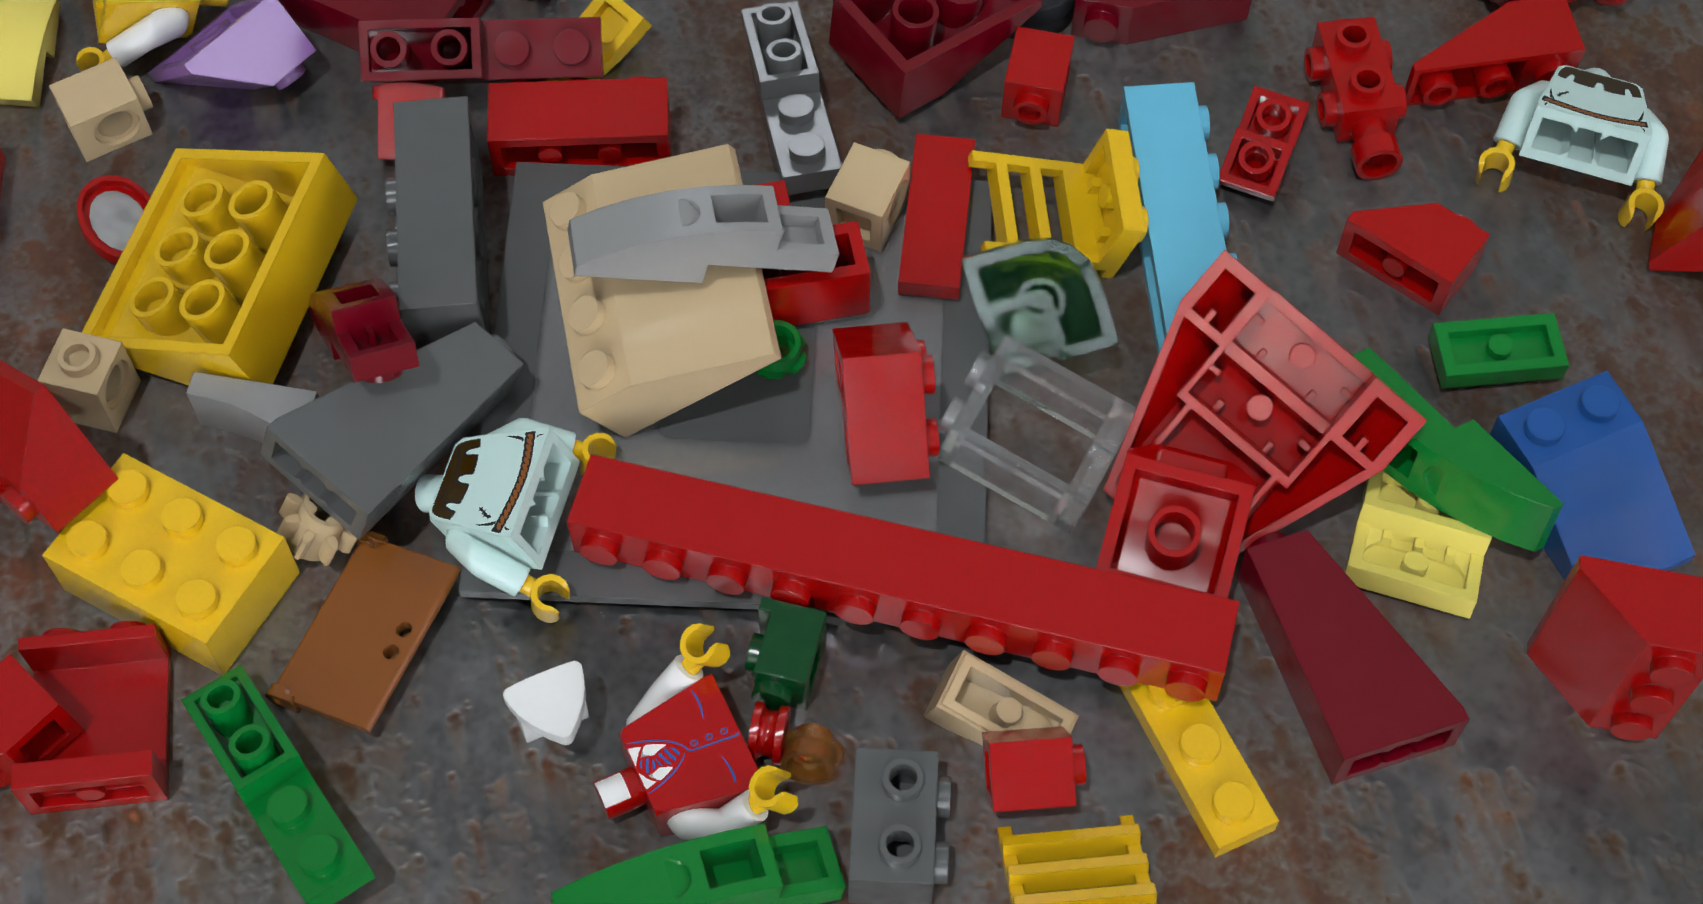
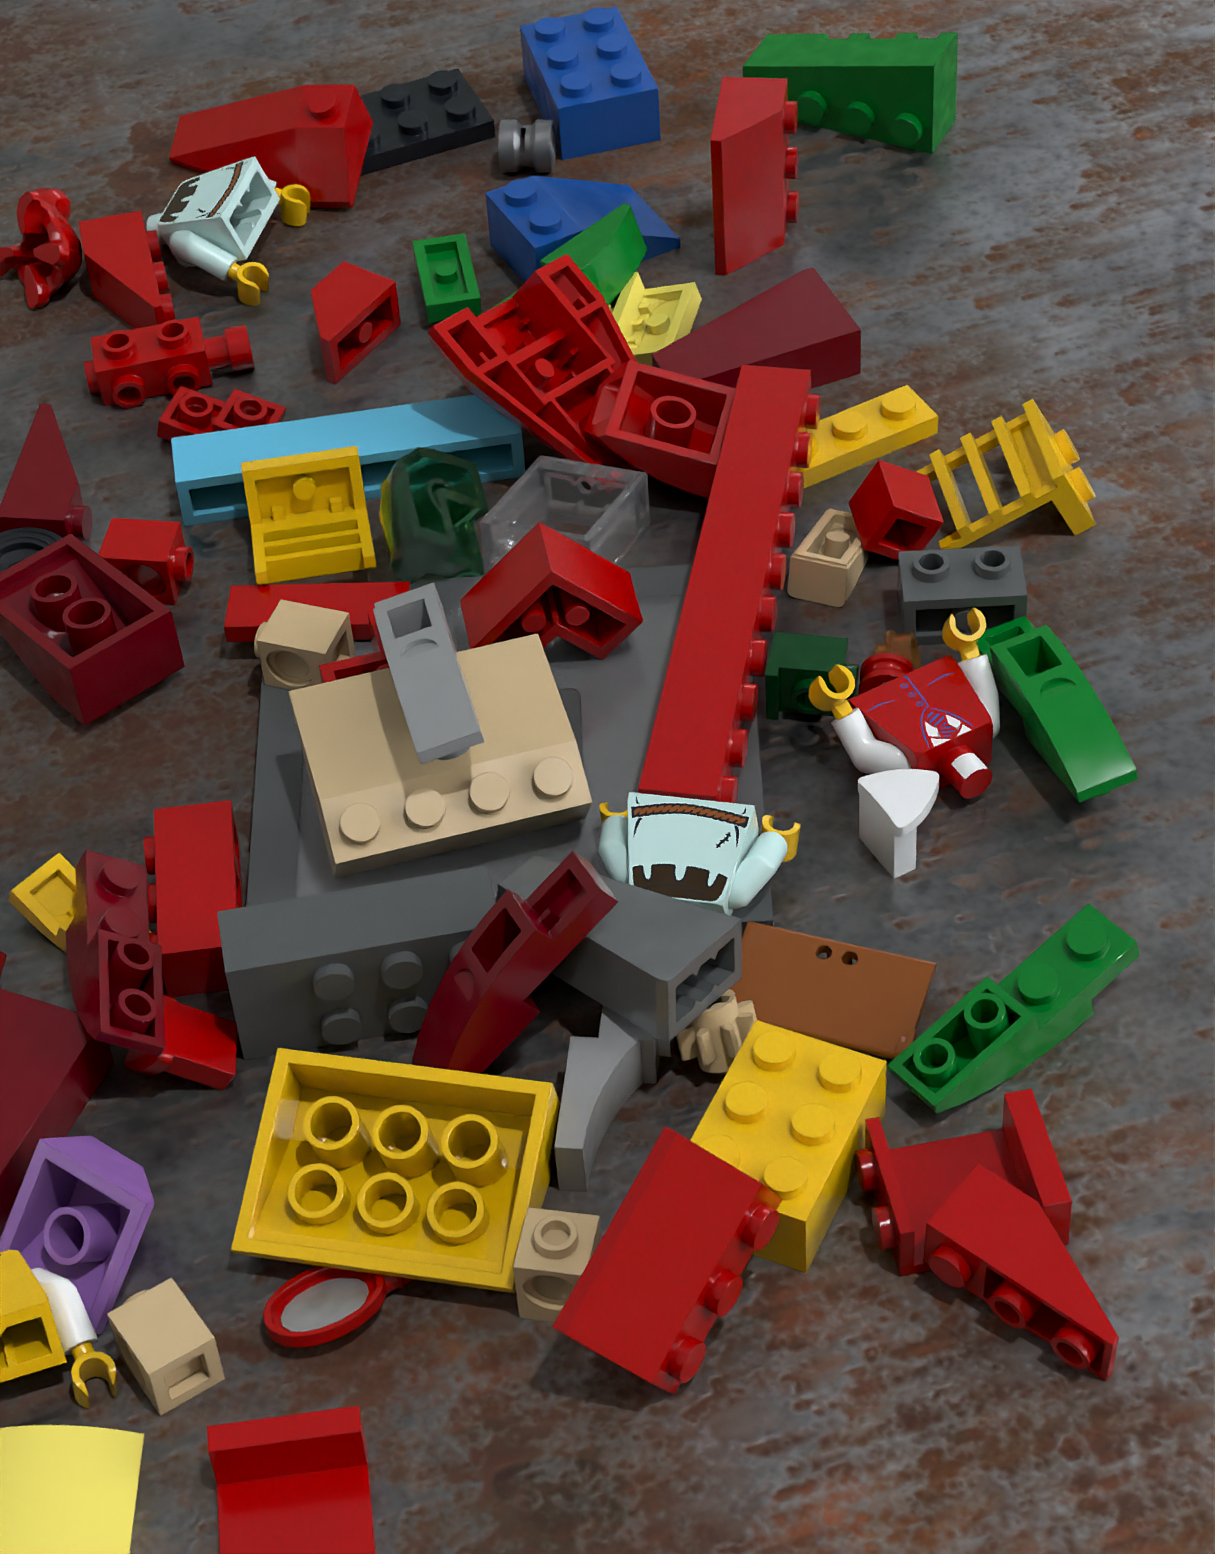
camera: 90 degrees left, 15 degrees down
(790, 97) = (157, 744): dark grey slope -> none

